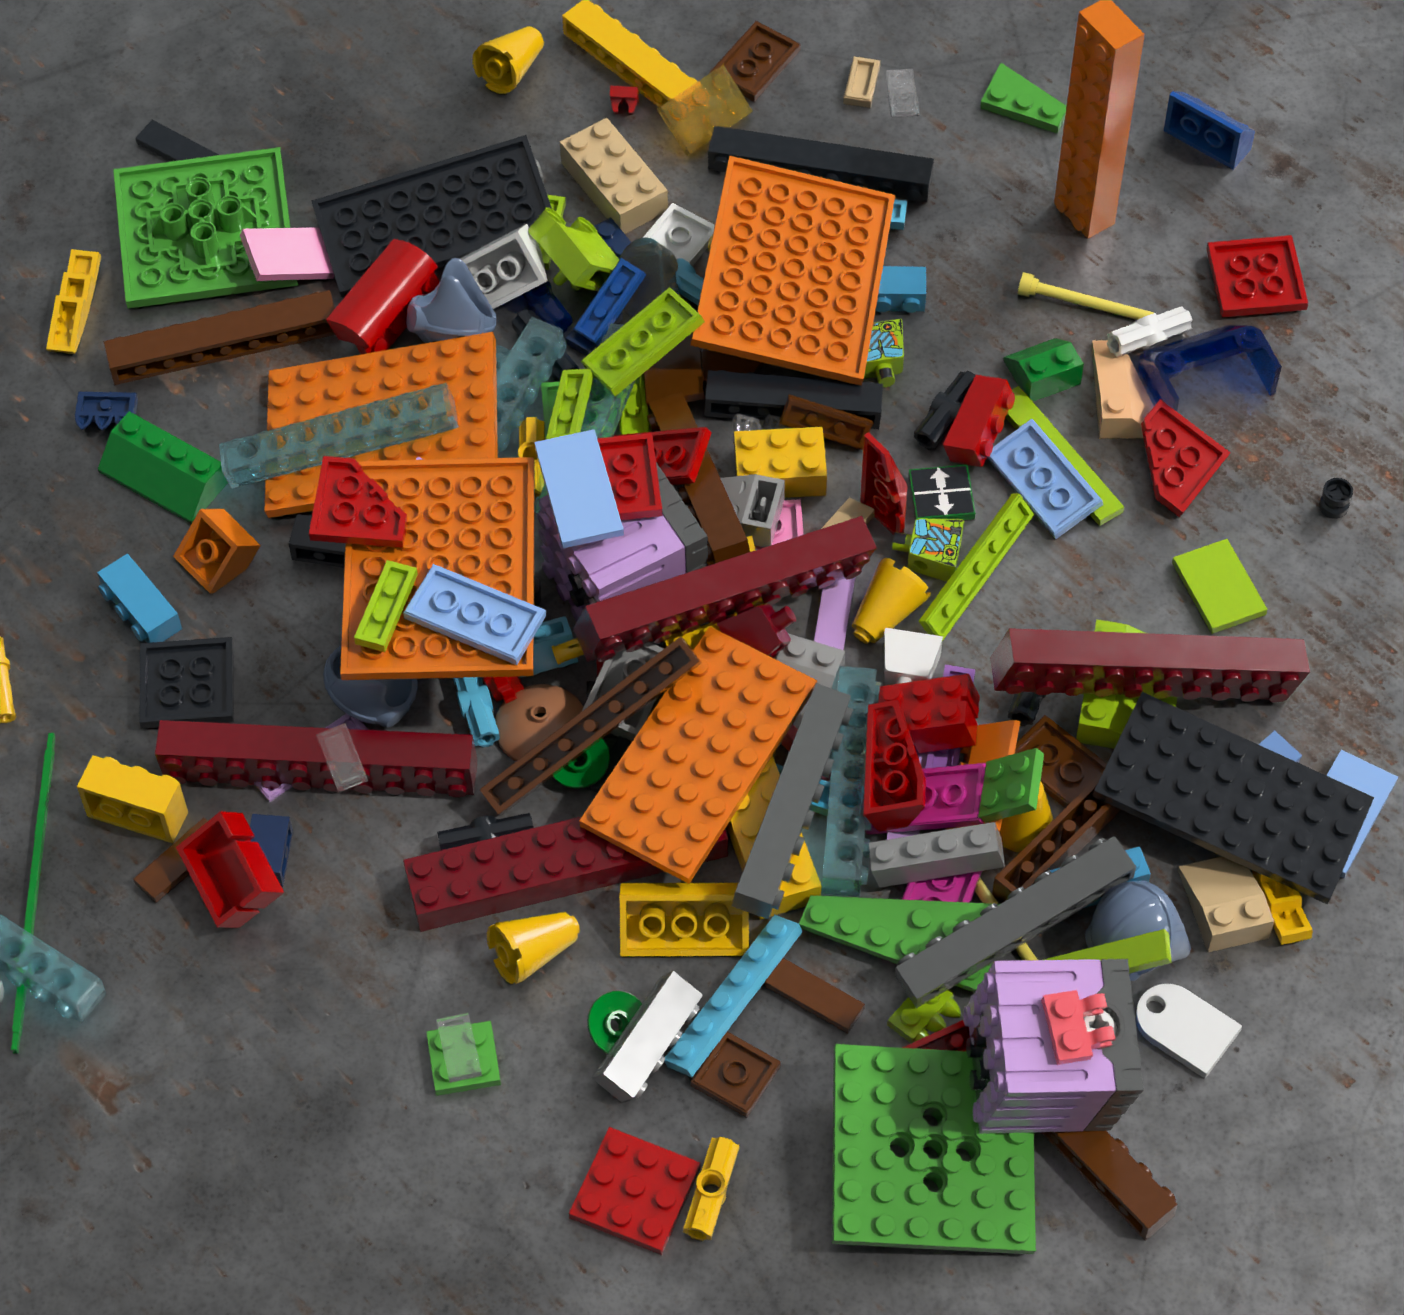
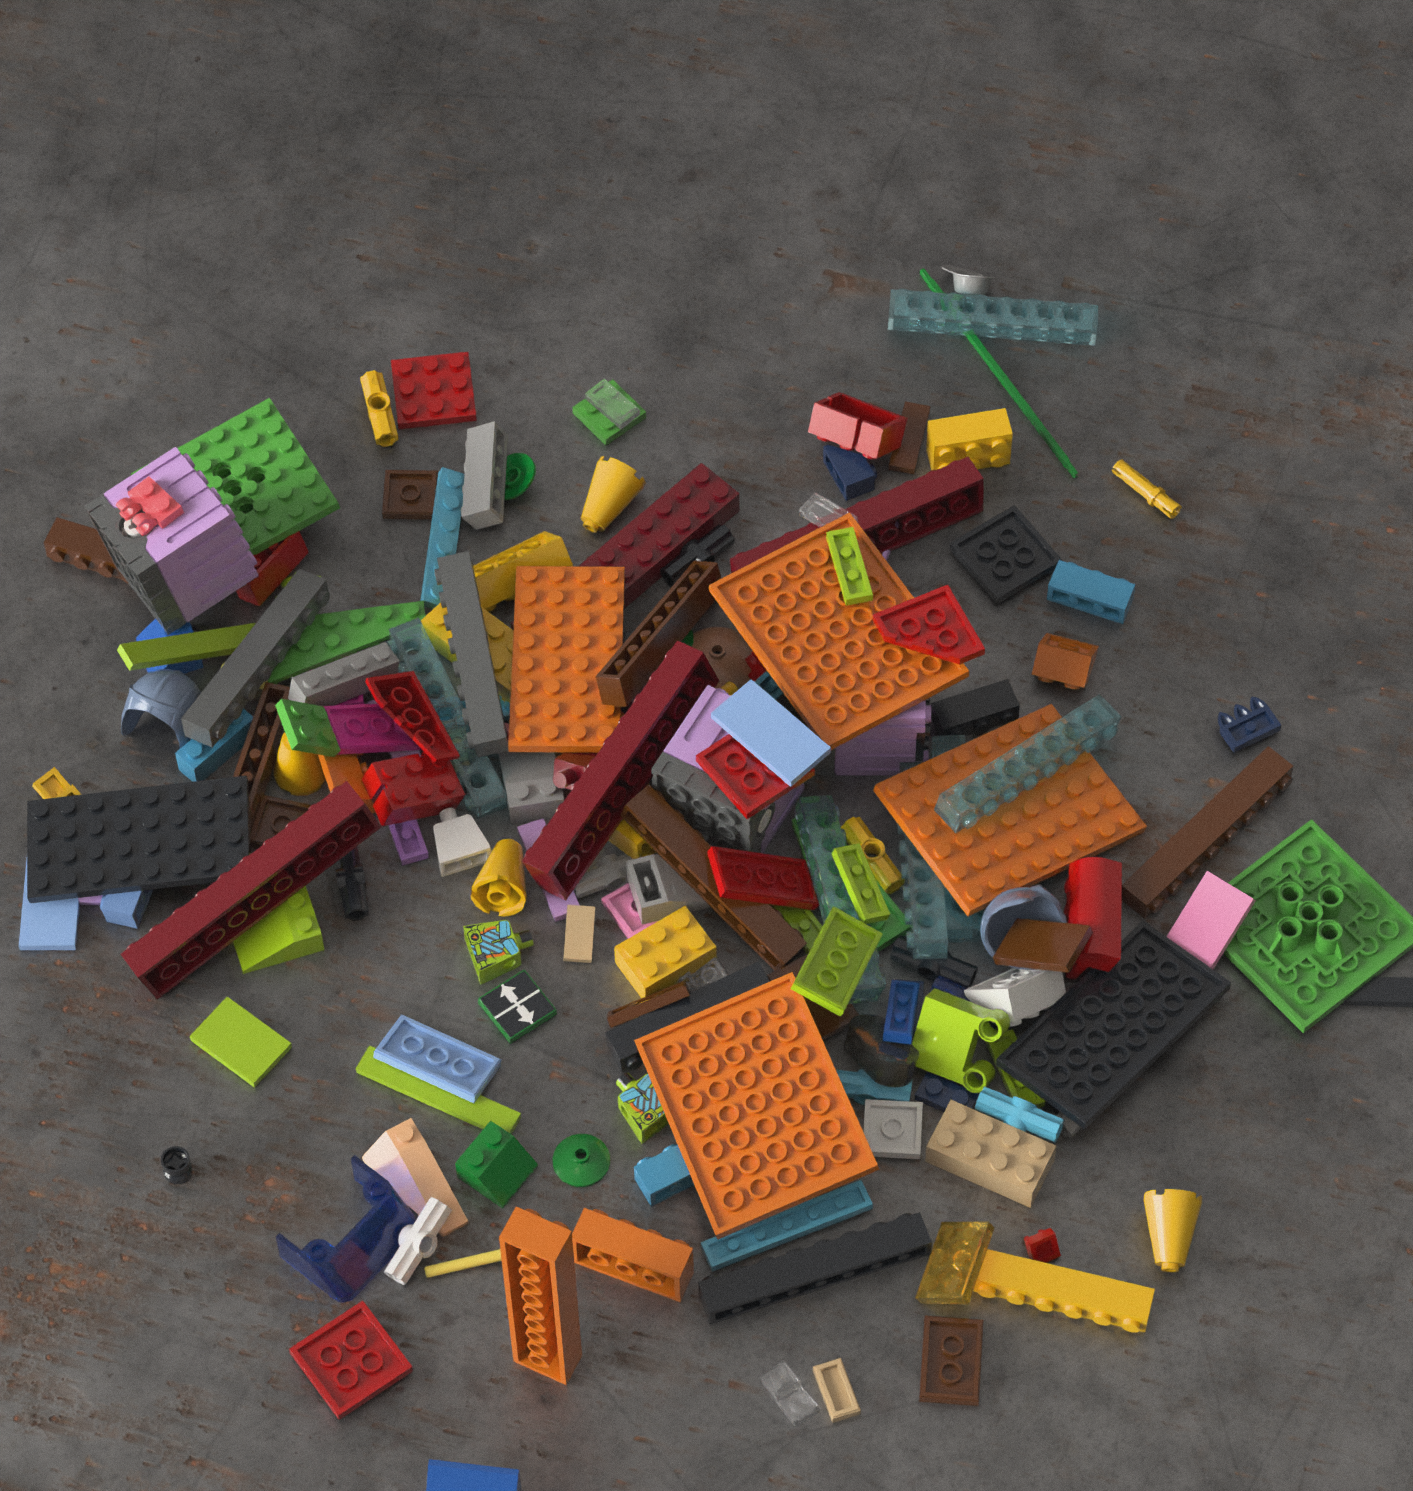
camera: 150 degrees right, 0 degrees up
(73, 302) = (1356, 804): yellow slope -> none
(161, 467) = (1165, 704): green slope -> none
(449, 257) = (1042, 945): none -> reddish brown tile
(474, 614) = (780, 598): light blue tile -> none
(570, 183) = (1019, 1114): none -> medium azure piece
(815, 995) = (384, 571): reddish brown tile -> none
(883, 486) = (557, 953): red wedge -> none
(943, 411) = (555, 1080): black piece -> none
(962, 354) = (583, 1171): none -> green dish
(971, 229) = (633, 1254): none -> orange brick
(977, 567) = (449, 950): lime tile -> none
(979, 420) = (518, 1073): red brick -> none
(1022, 101) = (672, 1447): bright green wing -> none
(1178, 457) = (328, 1131): red plate -> none
(1186, 1027) = (95, 680): white tile -> none
(1226, 903) = (104, 767): tan slope -> none

